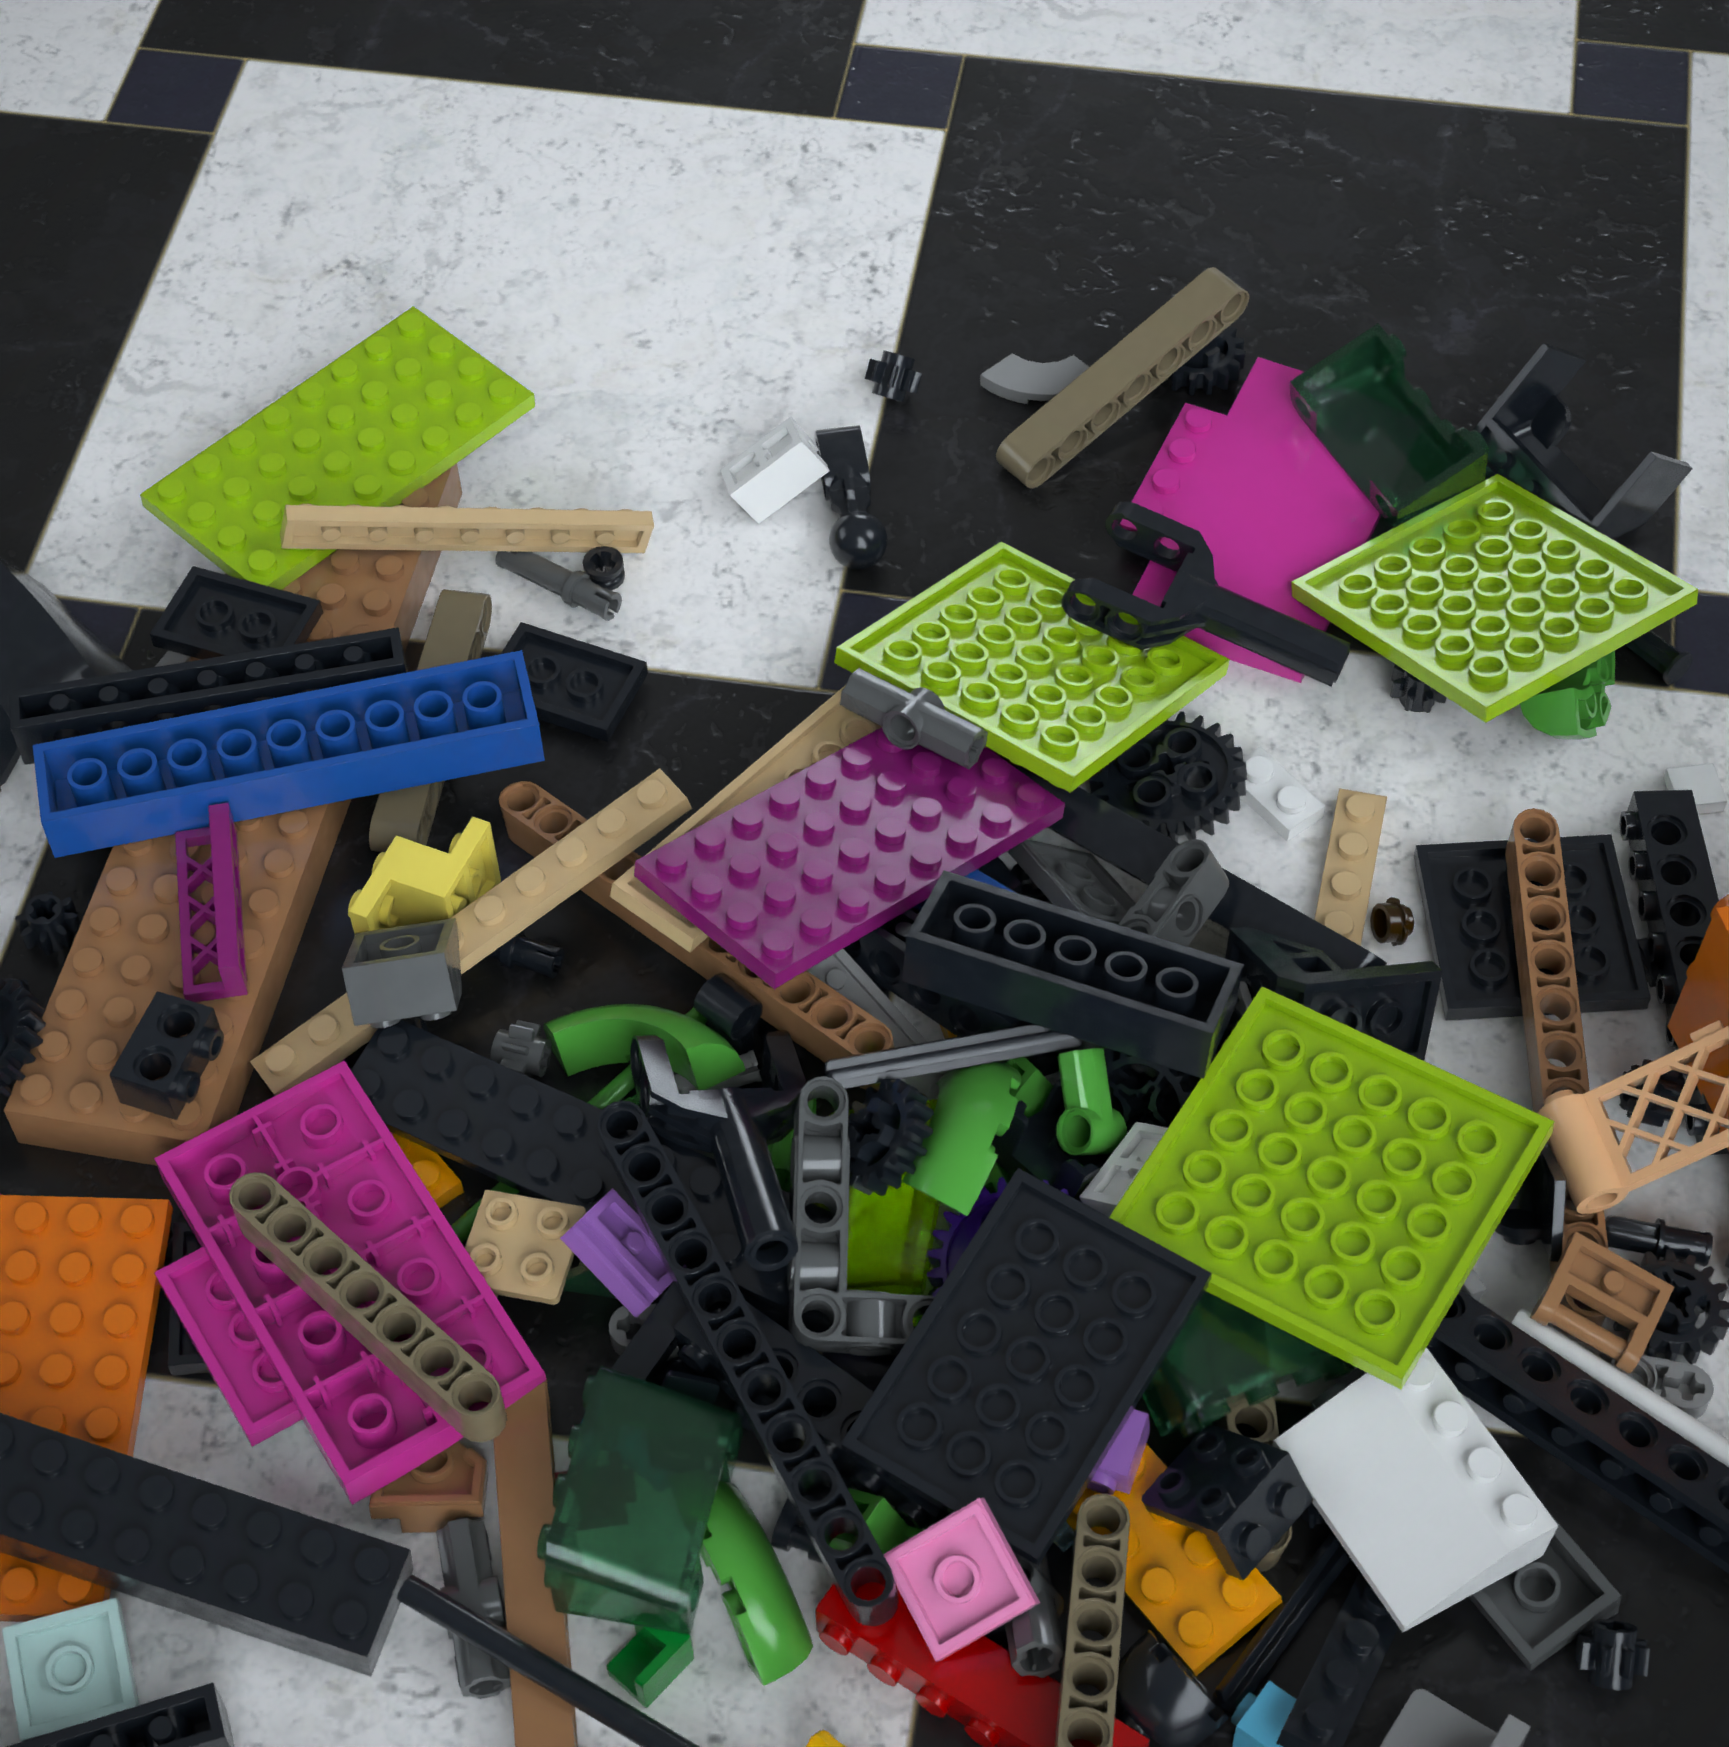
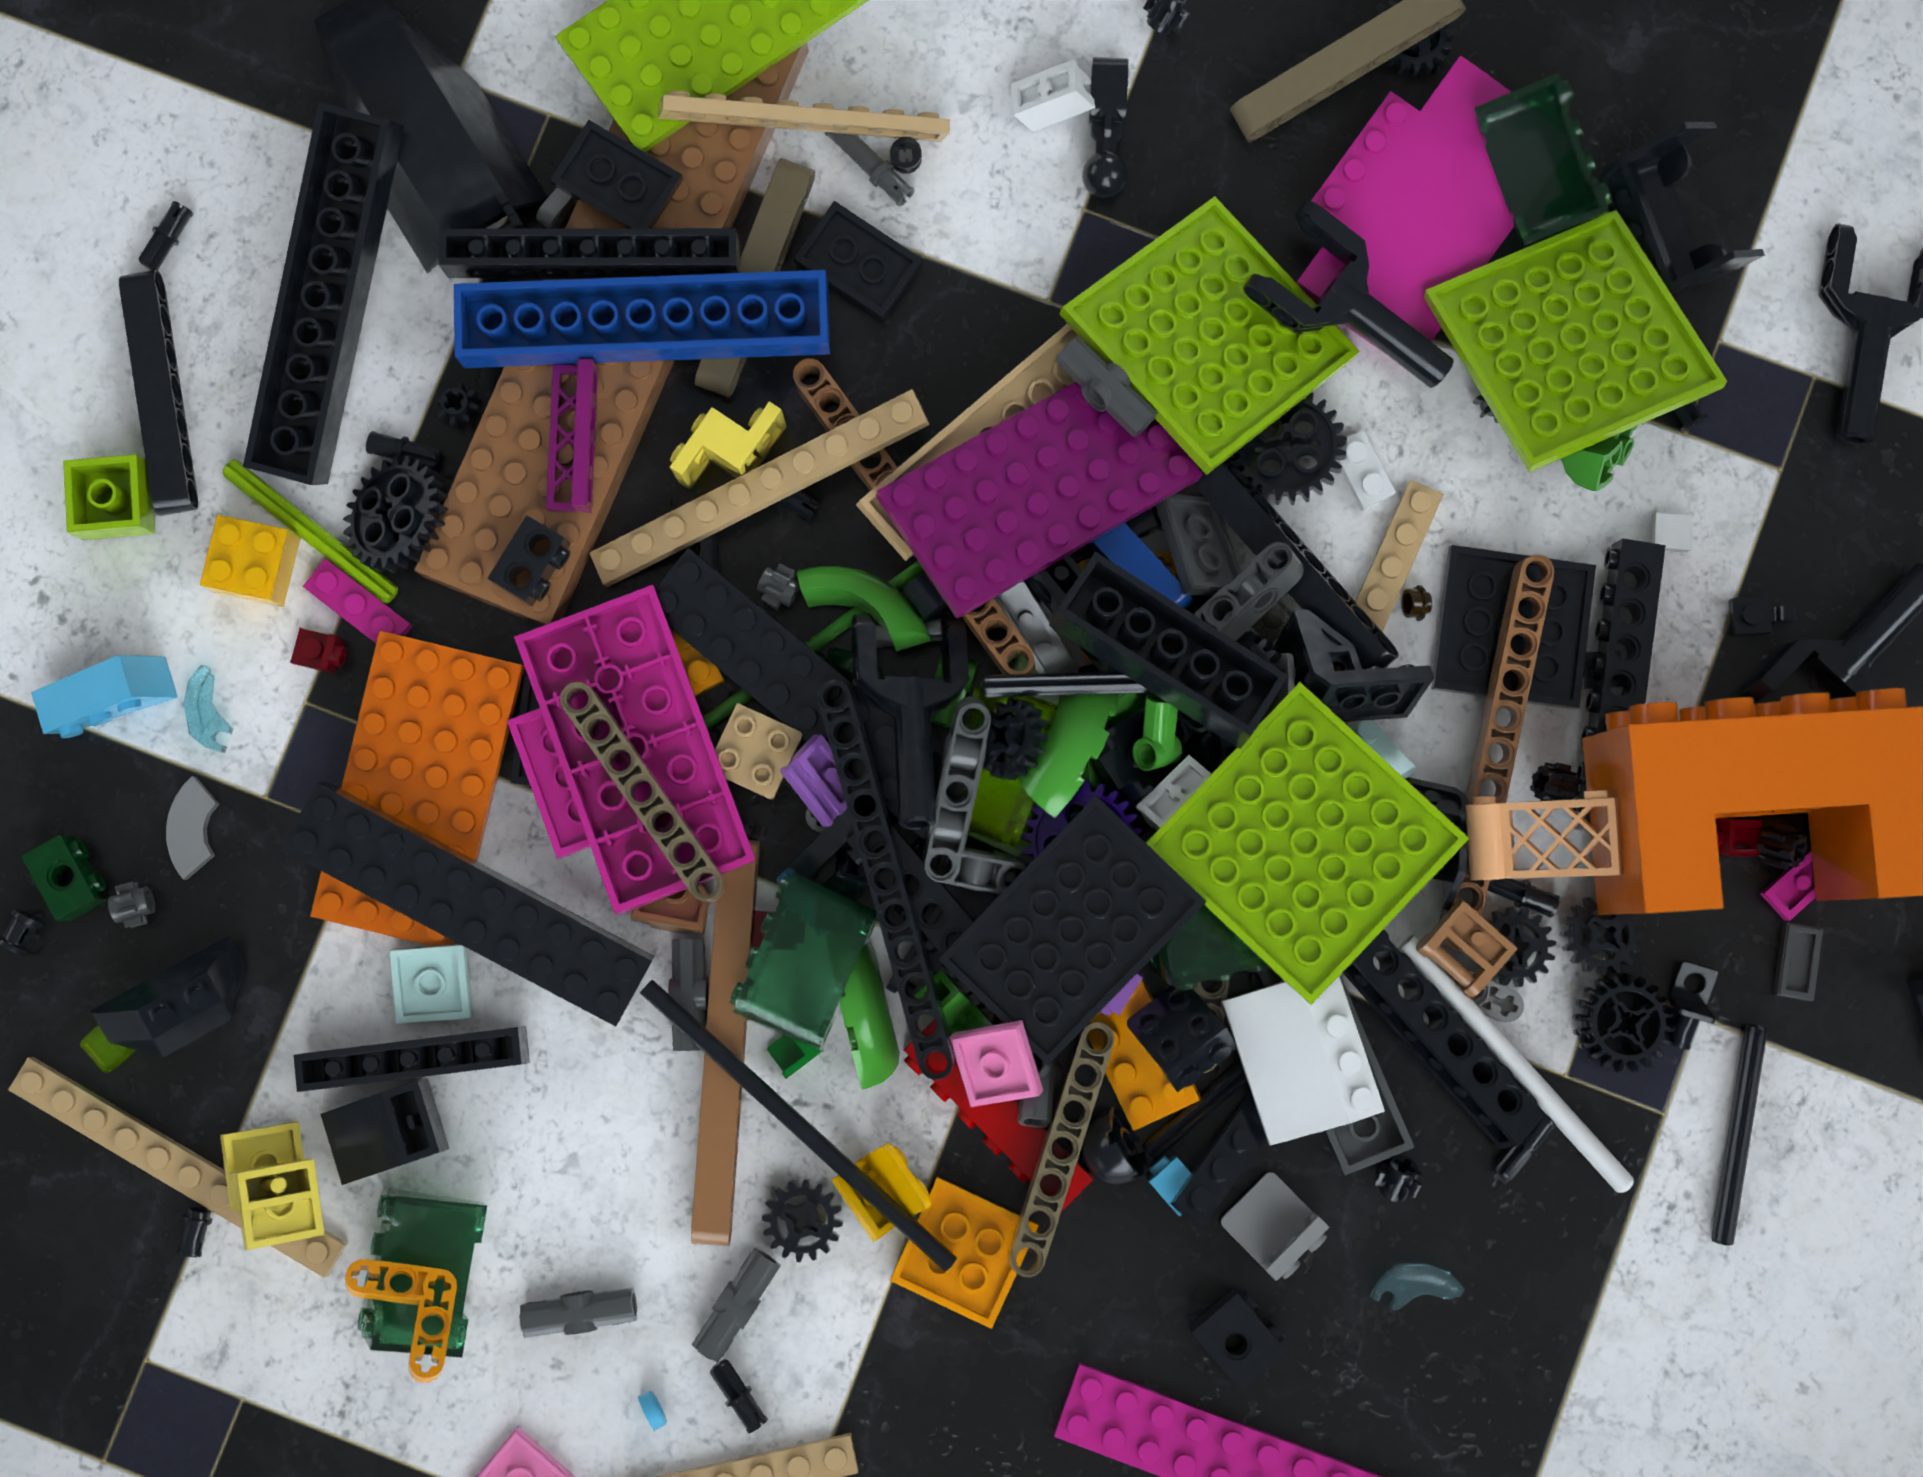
camera: 10 degrees right, 30 degrees up
(404, 973) = (703, 522): dark grey slope -> none
(1029, 380) = (1283, 35): light grey tile -> none

